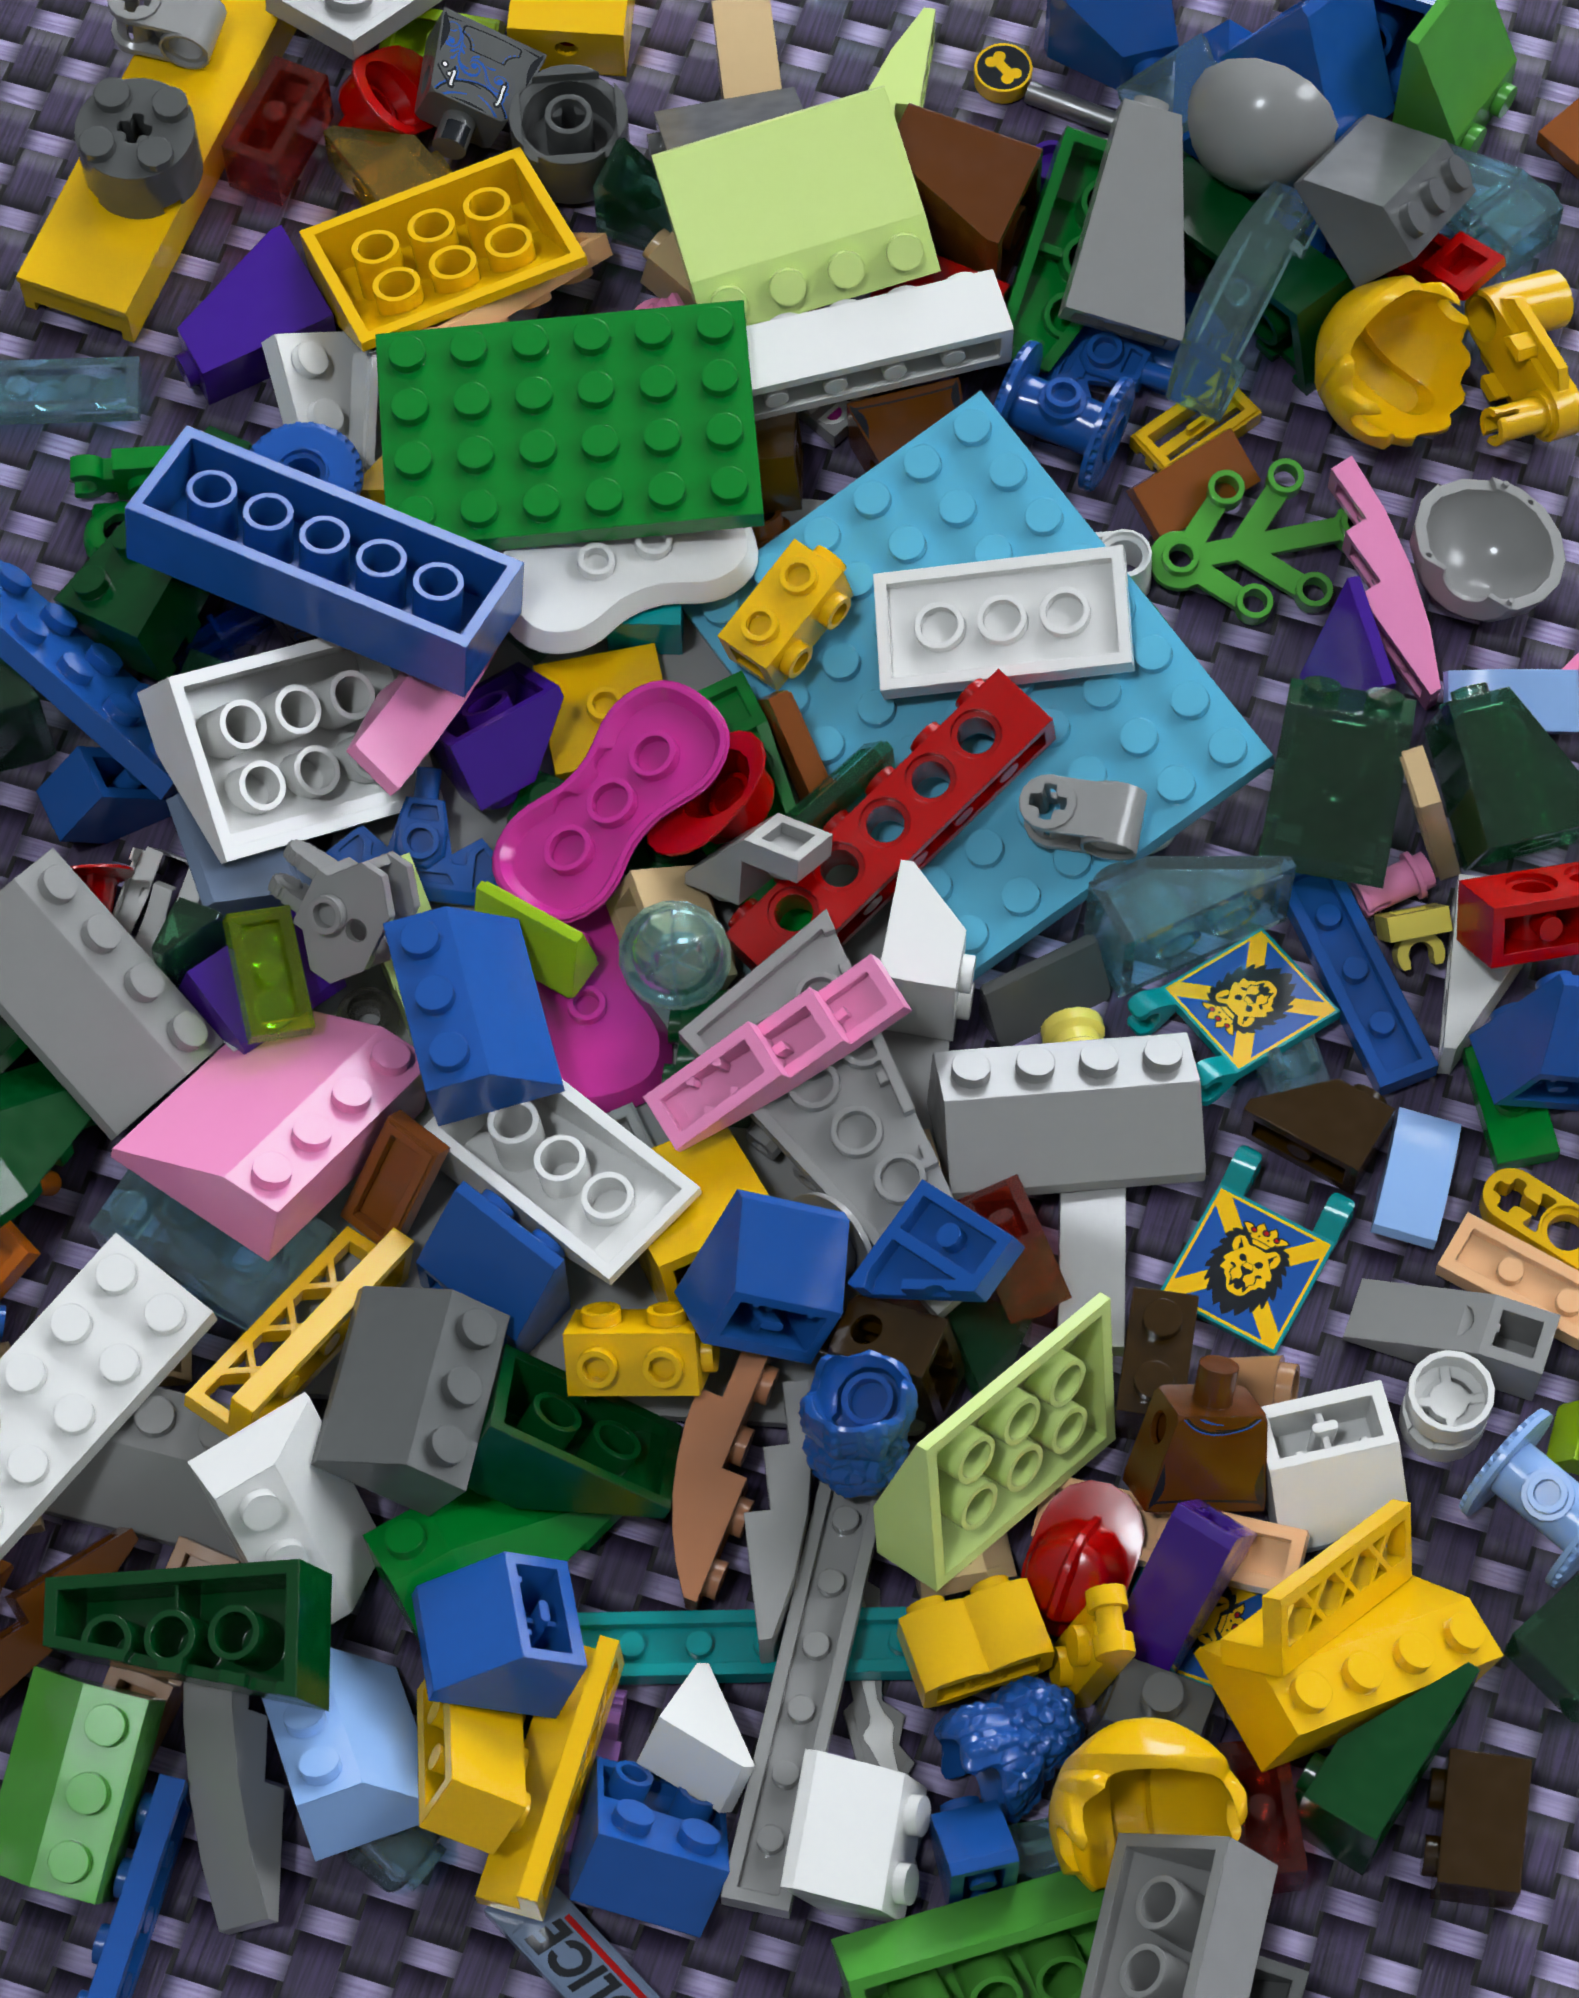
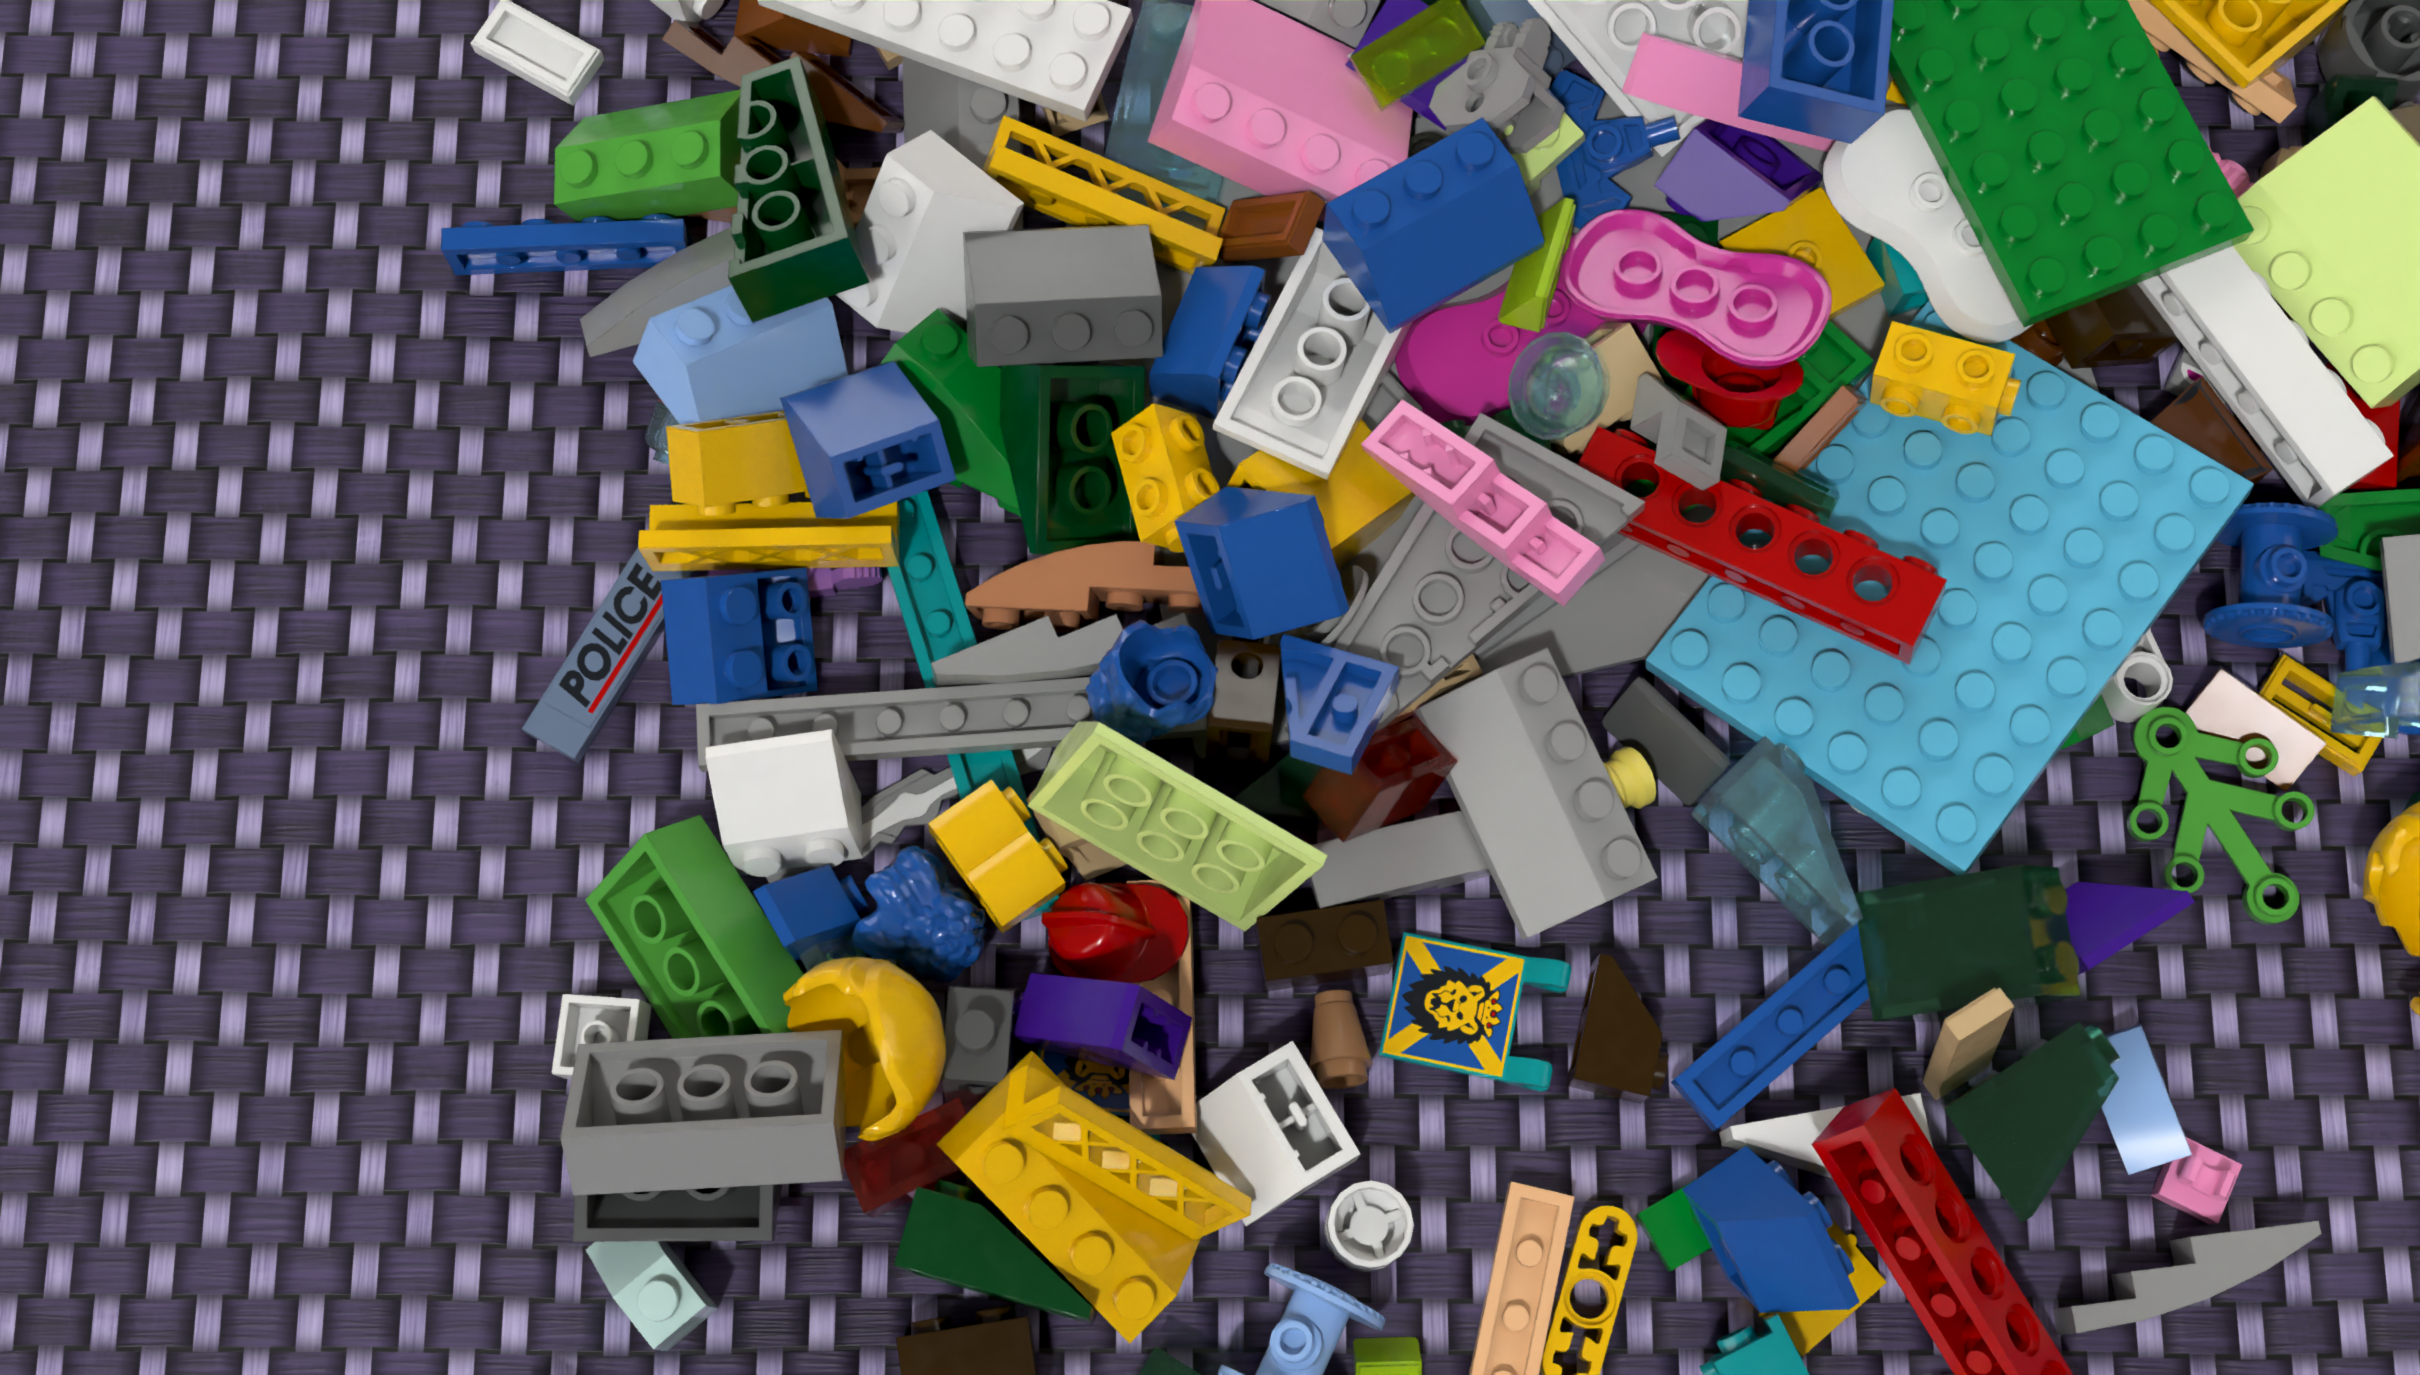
camera: 70 degrees right, 10 degrees up
(700, 1743) = (839, 642): white slope -> none
(927, 958) = (1635, 607): white slope -> none
(1015, 614) = (2009, 577): white plate -> none
(1092, 815) = (1831, 718): light grey piece -> none
(1094, 1645) = (1017, 957): yellow plate -> none
(1201, 1444) = (1241, 1004): reddish brown torso -> none
(1239, 1007) = (1714, 928): flag -> none
(1293, 1068) = (1670, 991): clear light blue tile -> none
(1392, 590) = (2194, 952): bright pink slope -> none
(1402, 880) = (1899, 1042): bright pink pin -> none
(1414, 926) = (1857, 1065): light yellow tile -> none
(1416, 1178) = (1595, 1138): light blue slope -> none
(1424, 1320) = (1446, 1214): light grey slope -> none
(1486, 549) = (2290, 1026): light grey cylinder -> none

